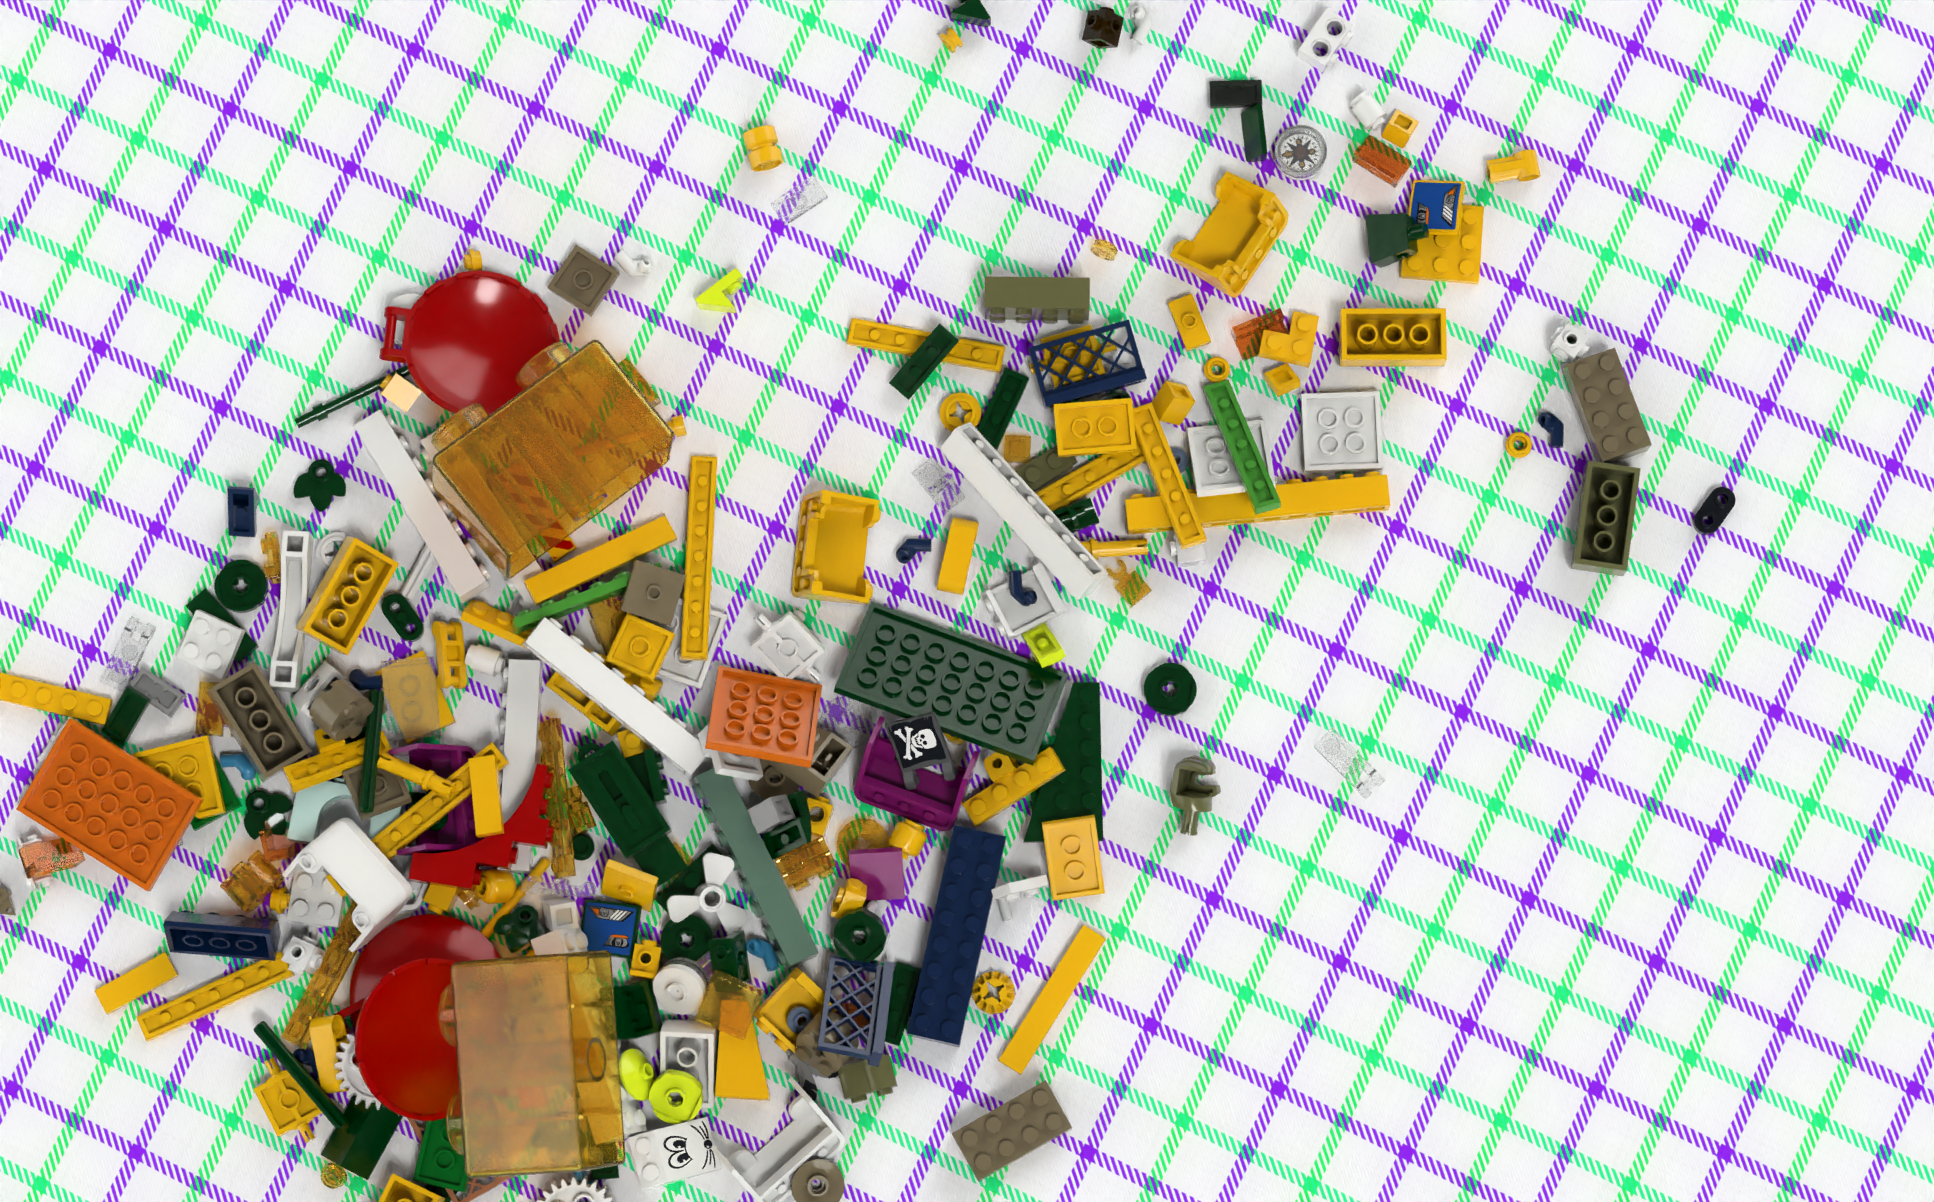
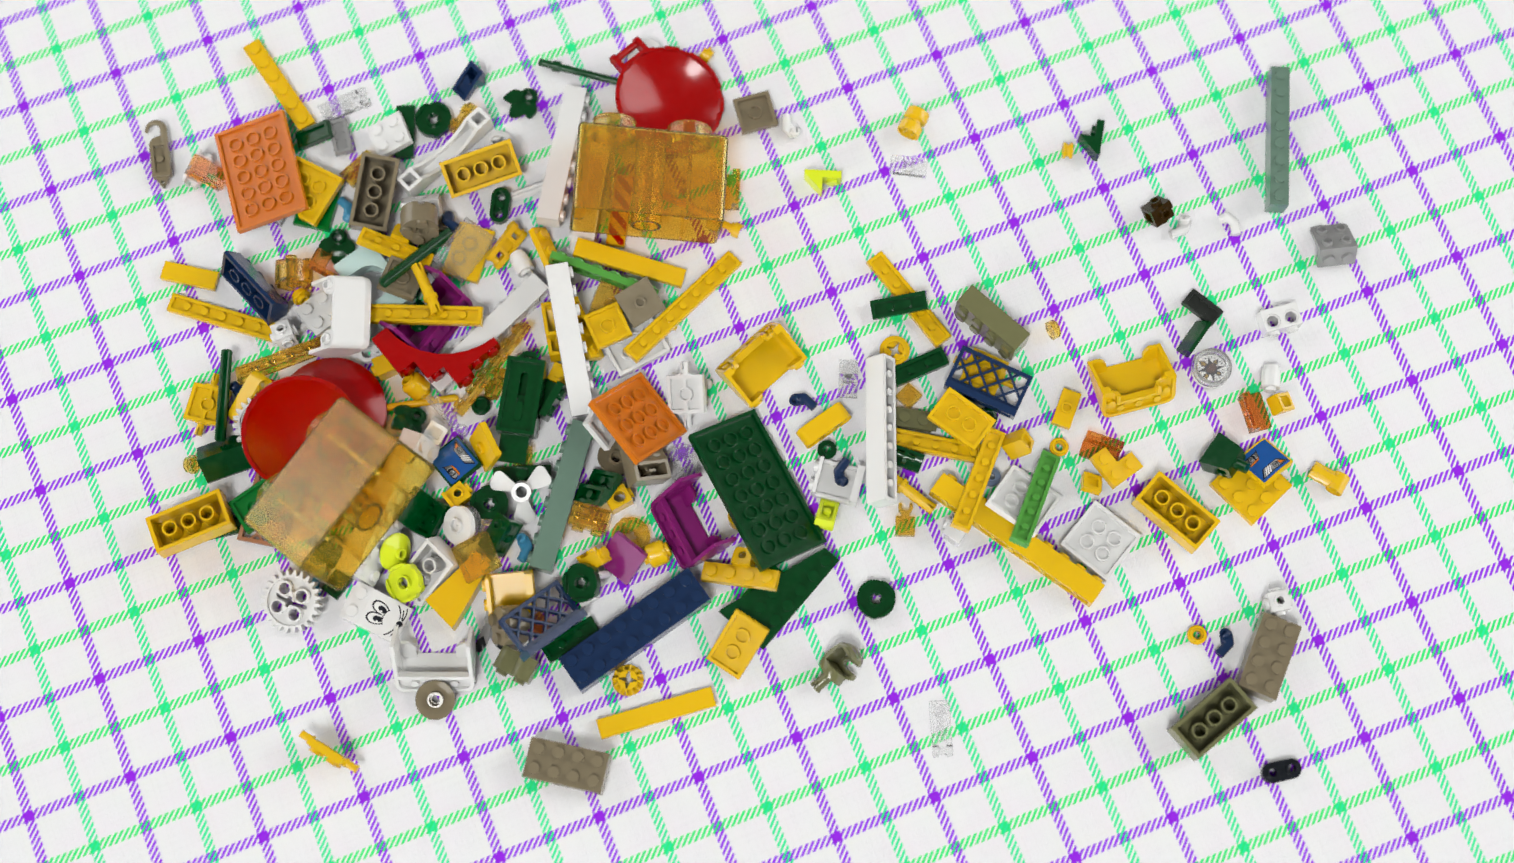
camera: 40 degrees right, 5 degrees down
(399, 391) = (605, 88): yellow brick -> none
(469, 898) = (396, 381): clear yellow plate -> none
(486, 796) = (451, 331): yellow tile -> none
(771, 813) = (594, 474): light grey brick -> none
(793, 1016) = (508, 594): sand blue plate -> none
(920, 744) = (707, 507): flag -> none
(979, 586) = (827, 455): none -> dark green plate
(1012, 891) = (686, 631): white plate -> none

